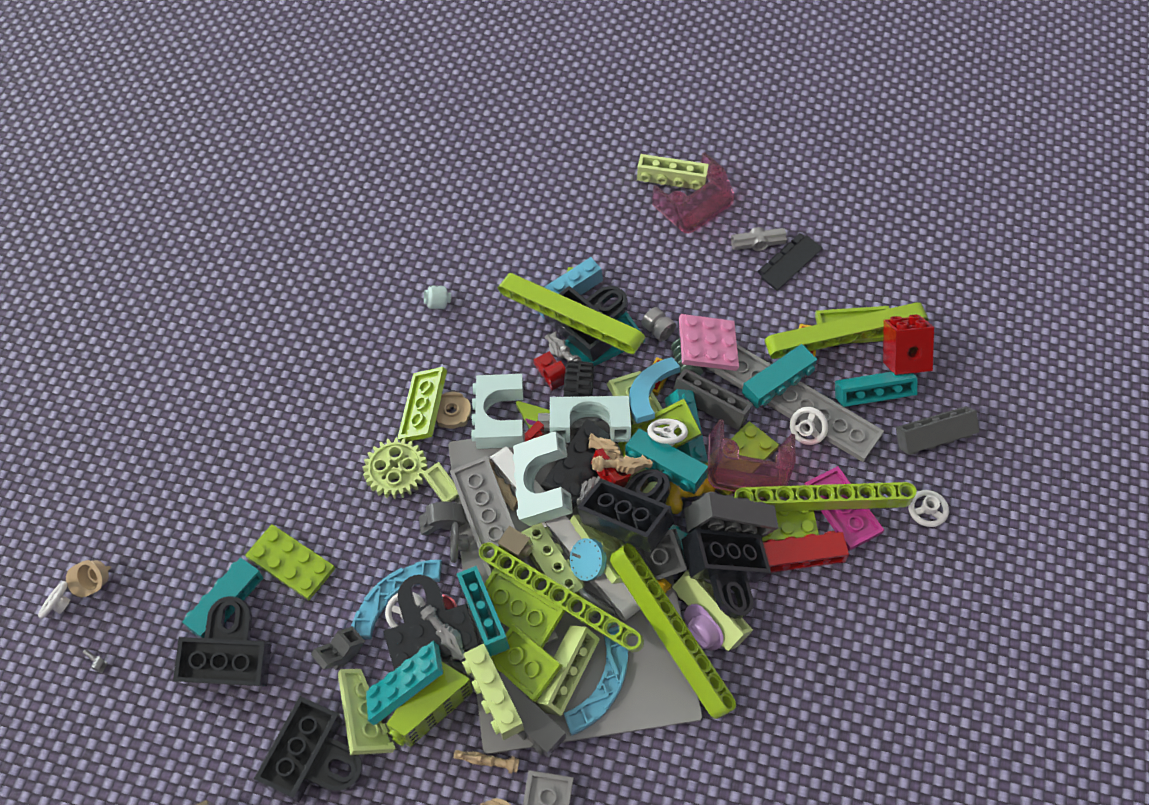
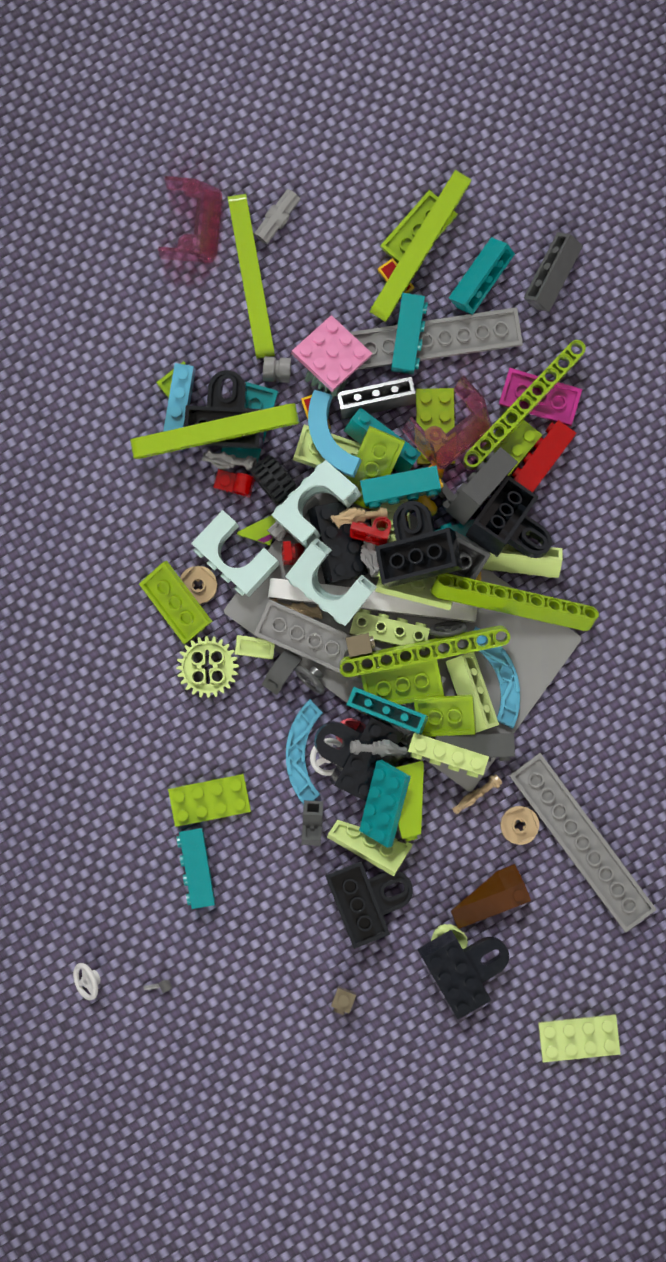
camera: 45 degrees left, 25 degrees up
(87, 577) = (90, 946): tan piece -> none
(224, 653) = (244, 899): black brick -> none
(437, 297) = (87, 505): light aqua head -> none
(588, 559) = (417, 608): medium azure tile -> none
(626, 464) = (382, 518): tan piece -> none
(666, 434) = (385, 468): white piece -> none
(672, 172) = (152, 215): yellowish green brick -> none
(701, 258) = (251, 276): none -> lime beam
(703, 627) = (528, 578): lavender piece -> none
(789, 261) = (319, 219): black windscreen -> none
(801, 428) = (463, 357): white piece -> none
(908, 344) = (478, 220): red brick -> none
(932, 499) = (602, 339): white piece -> none

